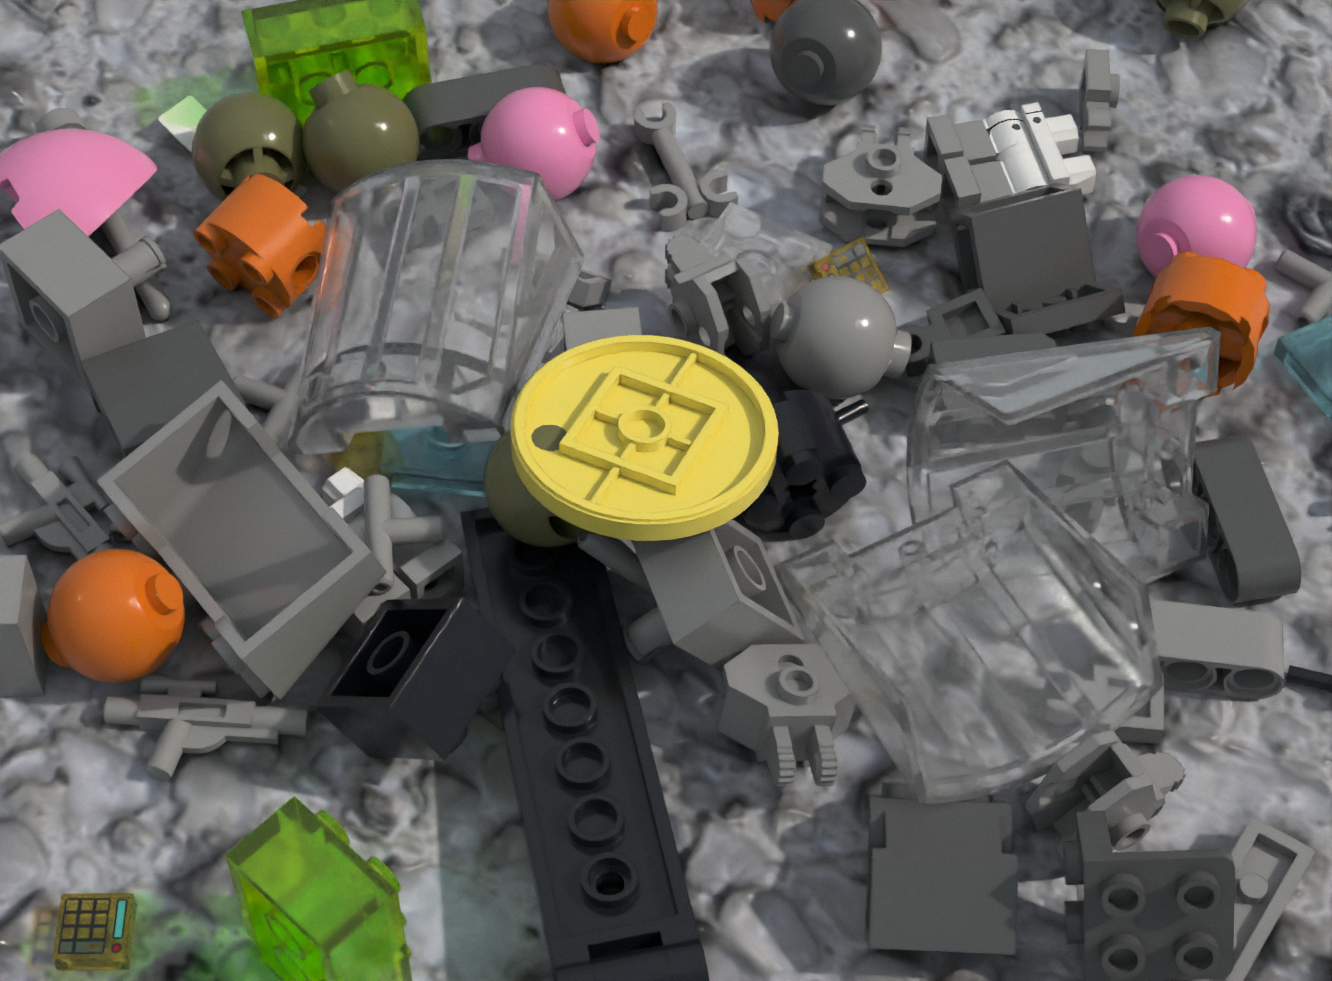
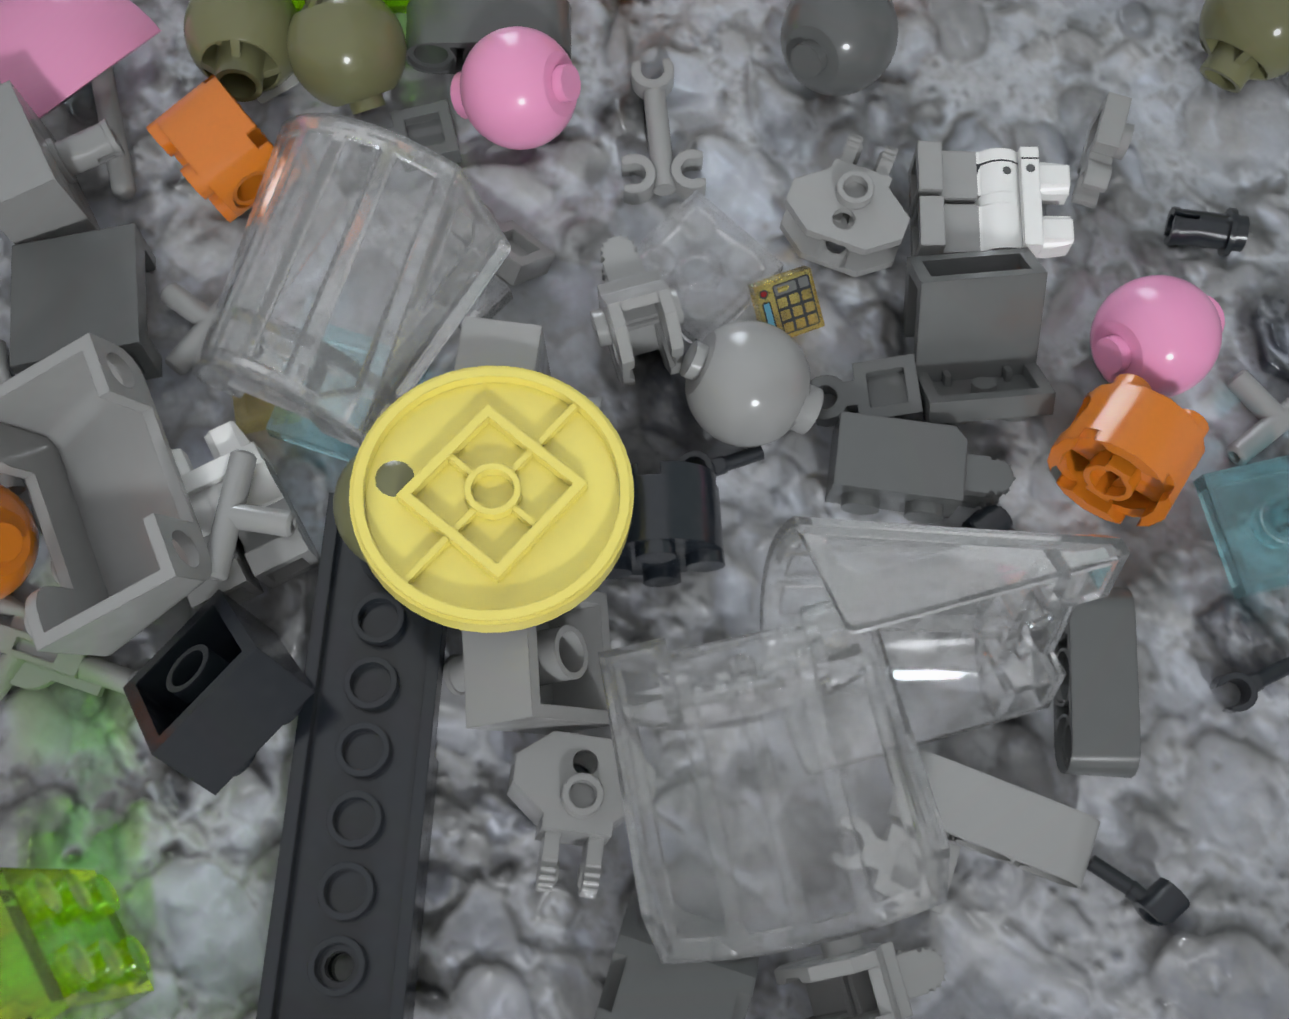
camera: 15 degrees right, 20 degrees up
(1213, 147) = (1207, 229): none -> black pin

